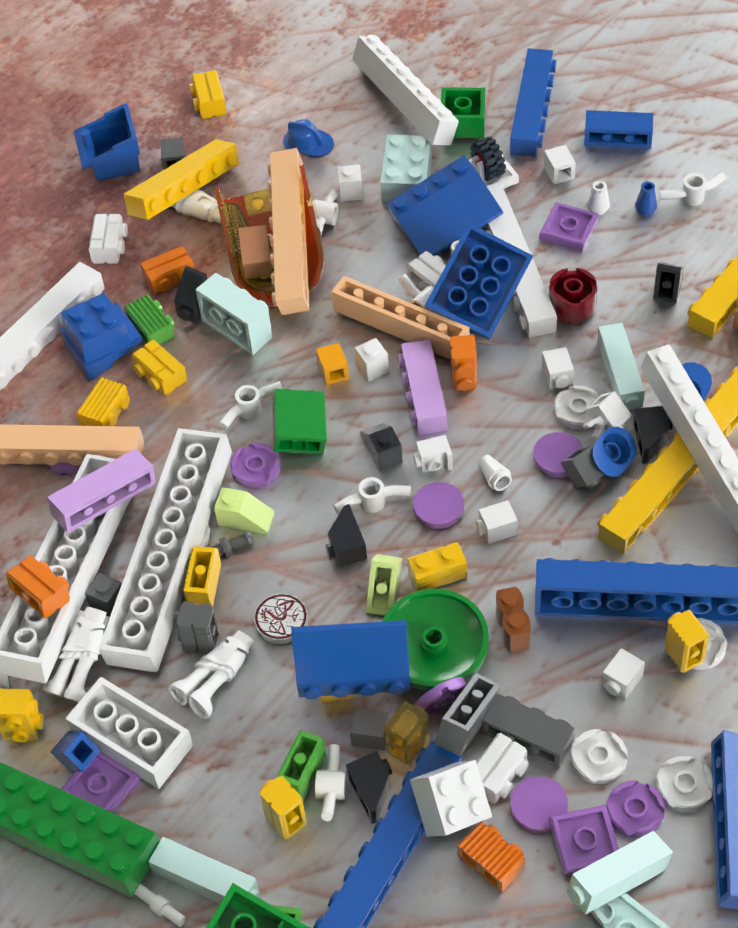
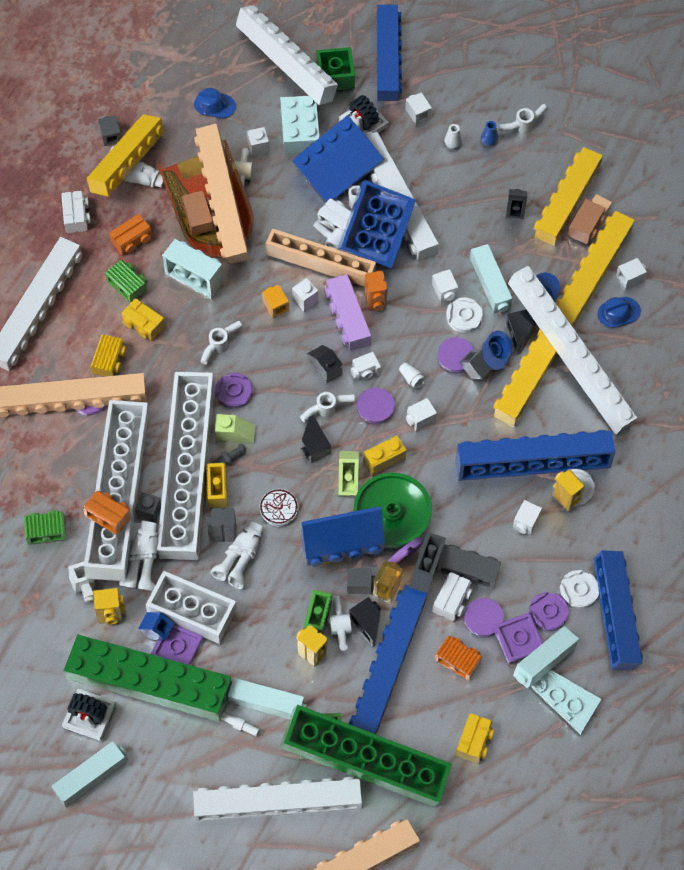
camera: 15 degrees left, 10 degrees up
(97, 334) = (91, 299): blue piece -> none
(101, 490) = (131, 430): lavender brick -> none
(109, 144) = (58, 128): blue piece -> none
(186, 297) = (153, 258): black slope -> none
(208, 94) = (125, 70): yellow brick -> none
(299, 421) = (261, 352): green brick -> none
(451, 798) = (426, 623): white brick -> none
(513, 619) = (446, 489): dark orange brick -> none
(569, 226) = (433, 161): medium lavender tile -> none
(573, 295) = (447, 223): dark red brick -> none
(599, 756) = (519, 578): white tile -> none
(605, 413) = (487, 320): white brick -> none
(618, 129) = (459, 71): blue brick -> none

